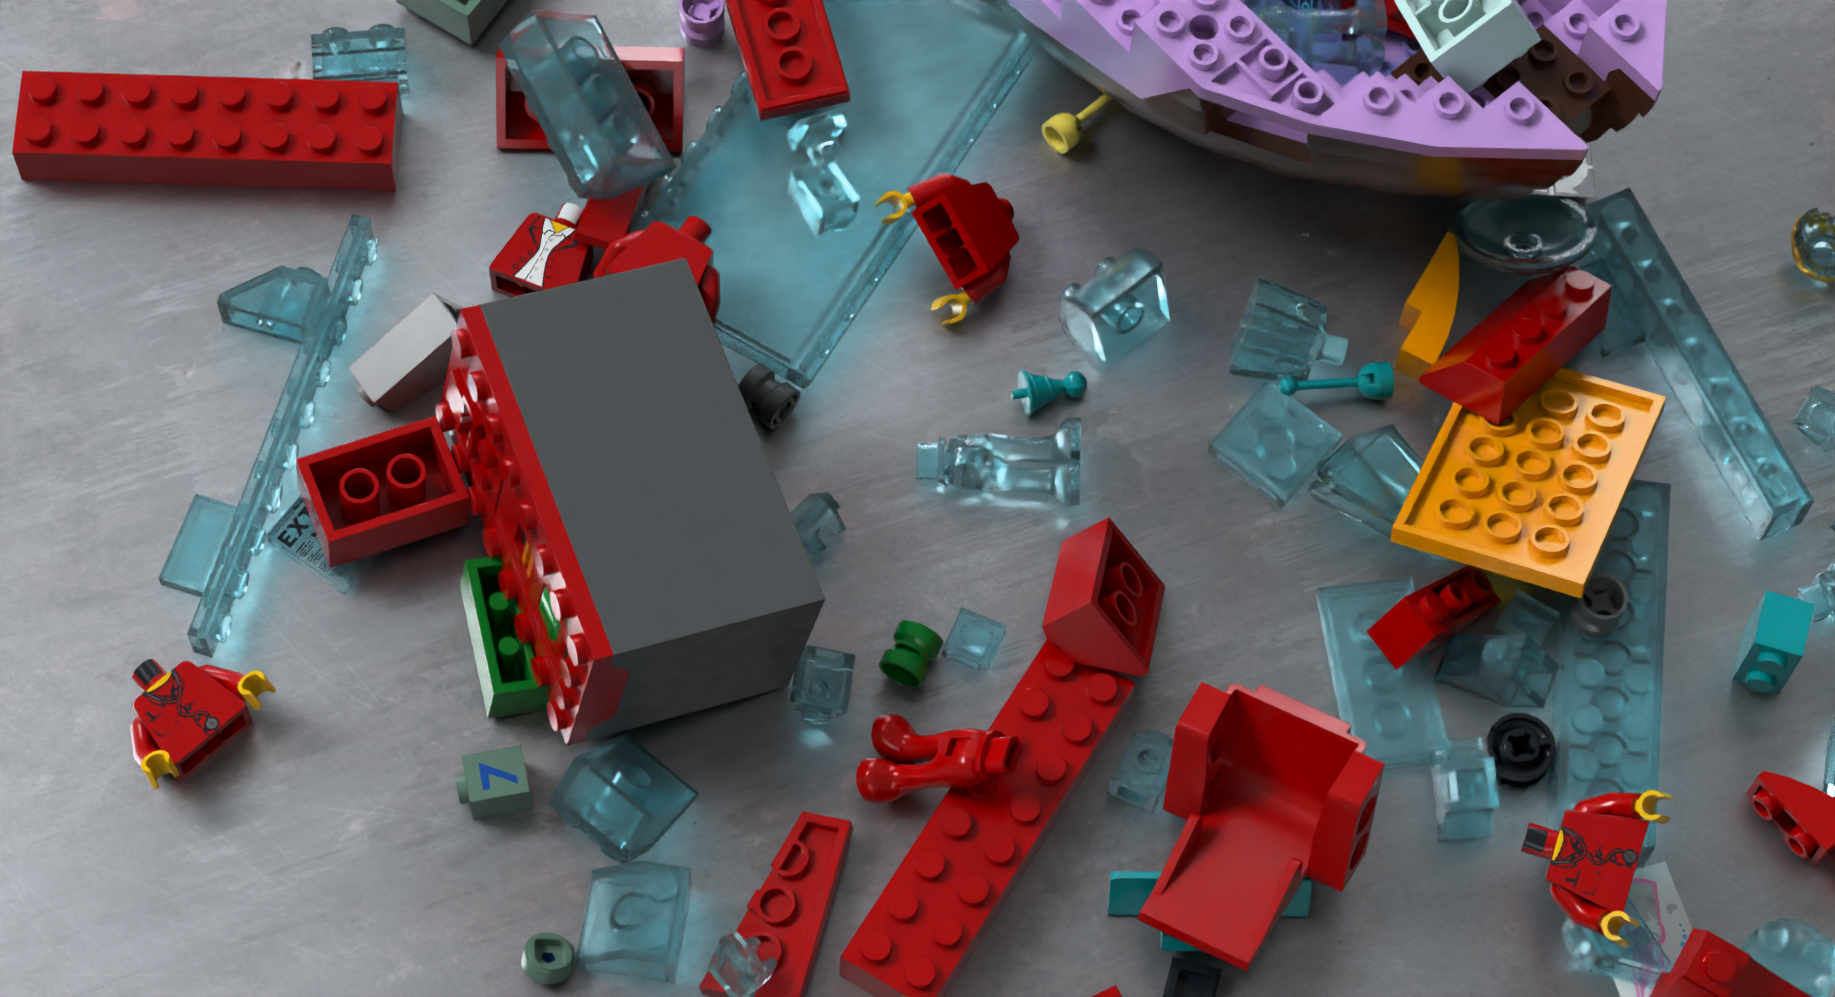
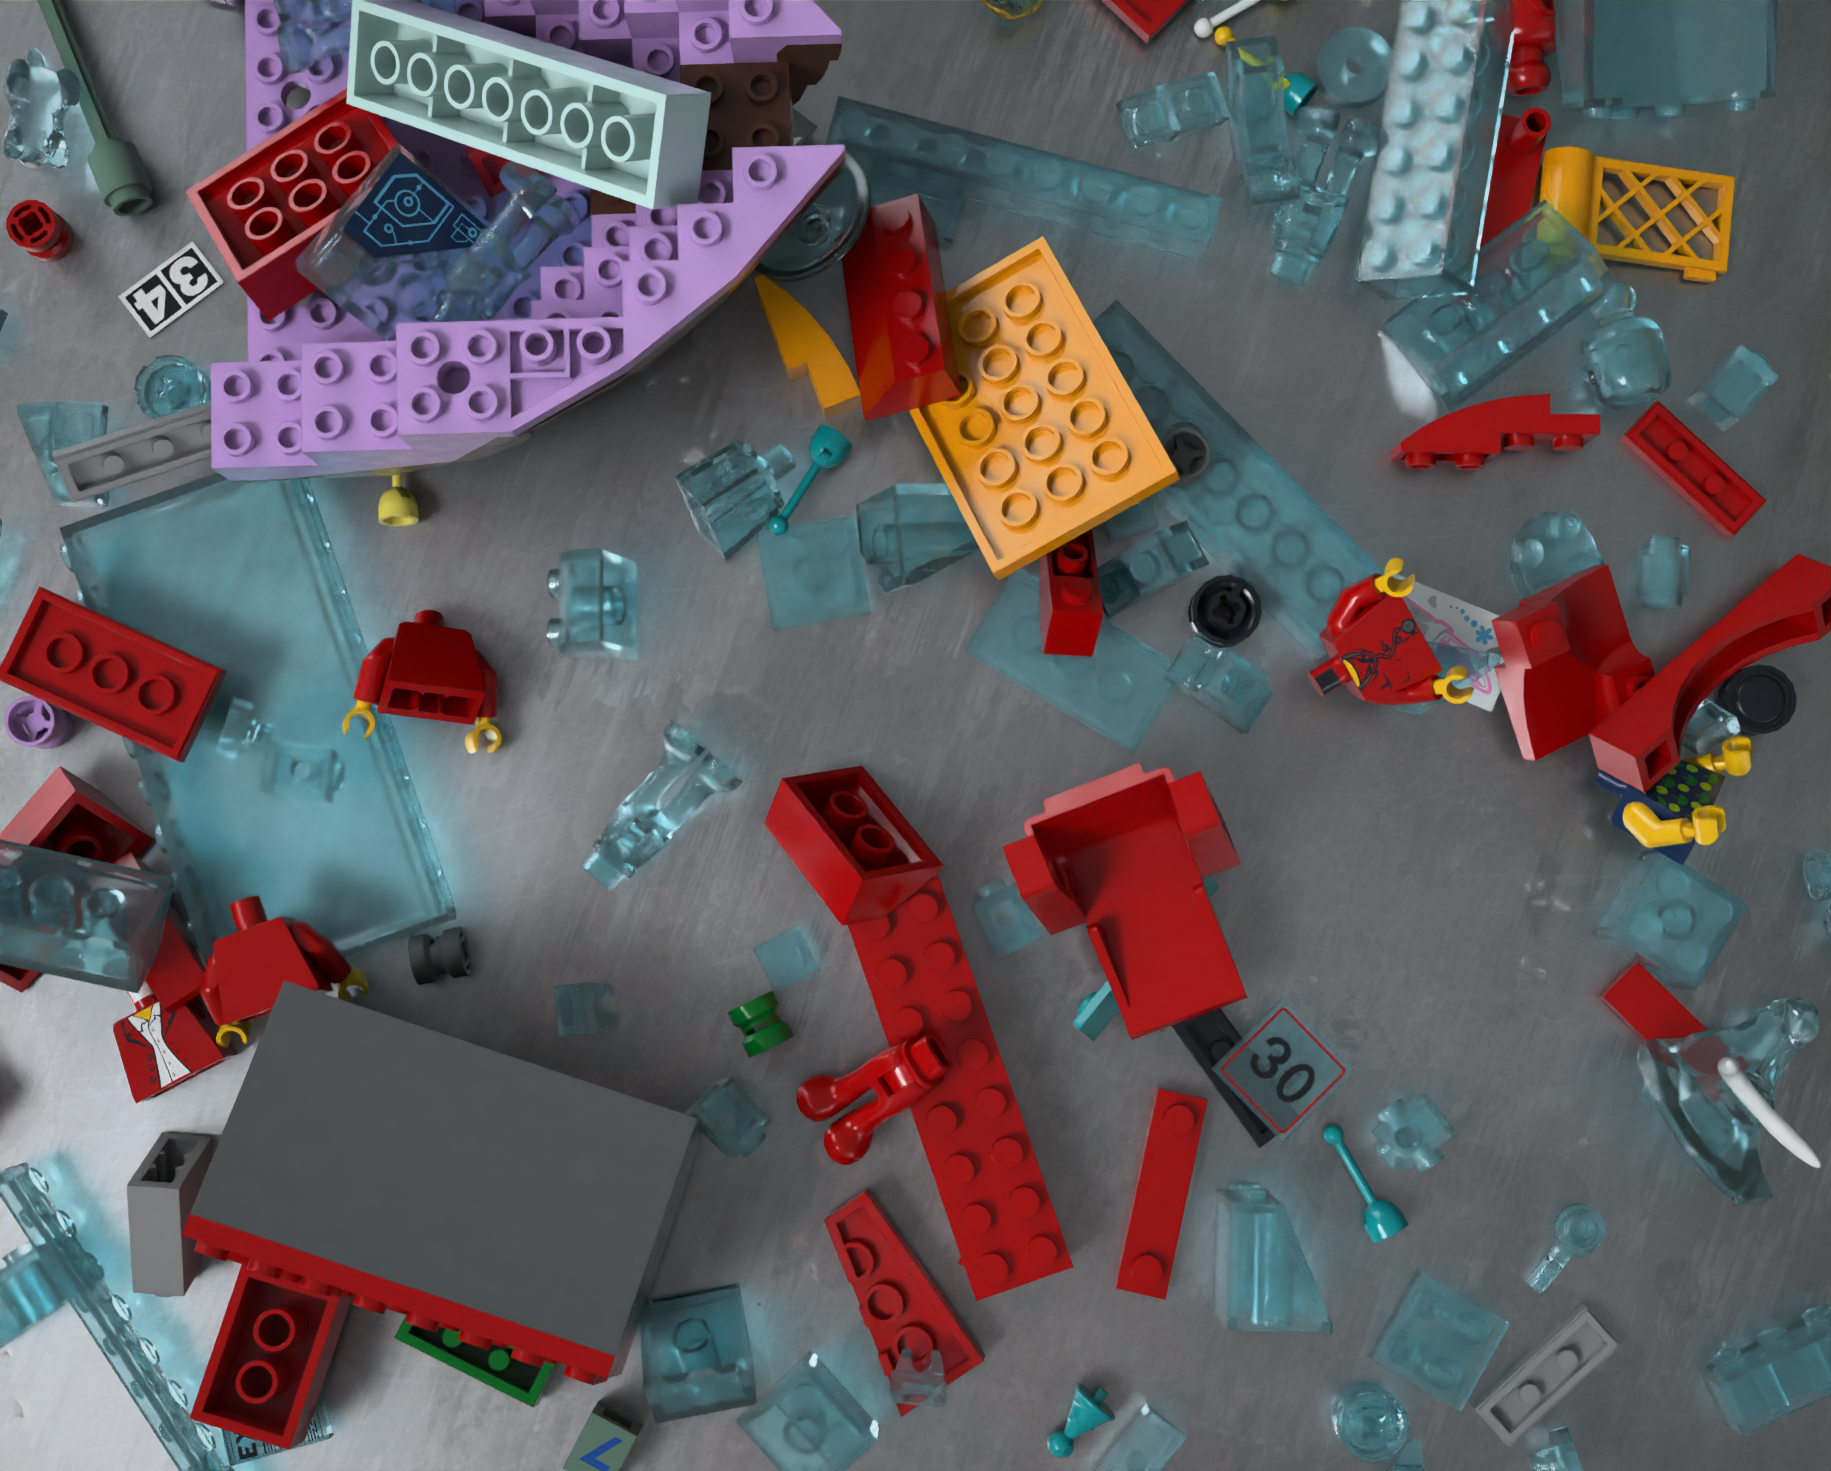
camera: 50 degrees left, 20 degrees up
(1039, 390) = (615, 724): teal piece -> none
(1773, 642) = (1307, 339): teal brick -> none

